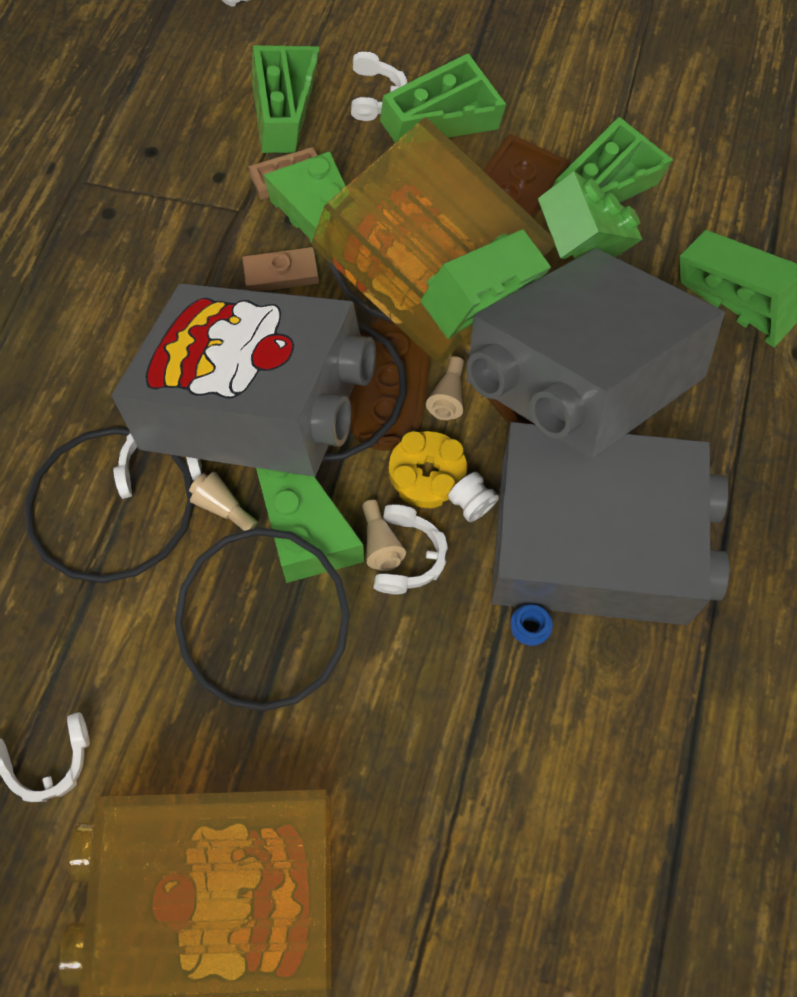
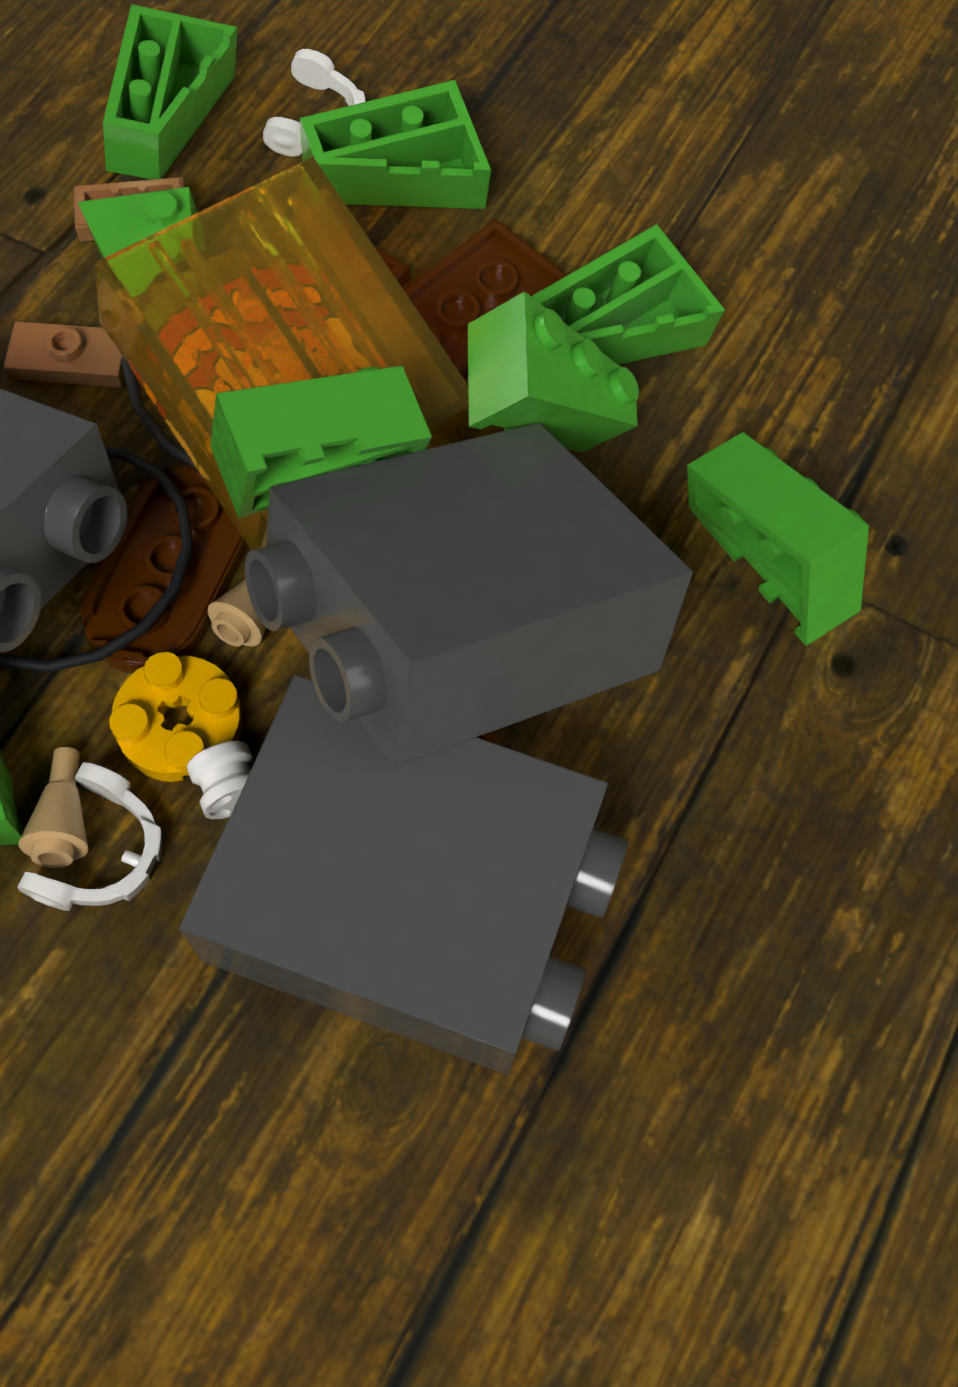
camera: 10 degrees right, 0 degrees up
(536, 614) = (232, 999): blue plate -> none

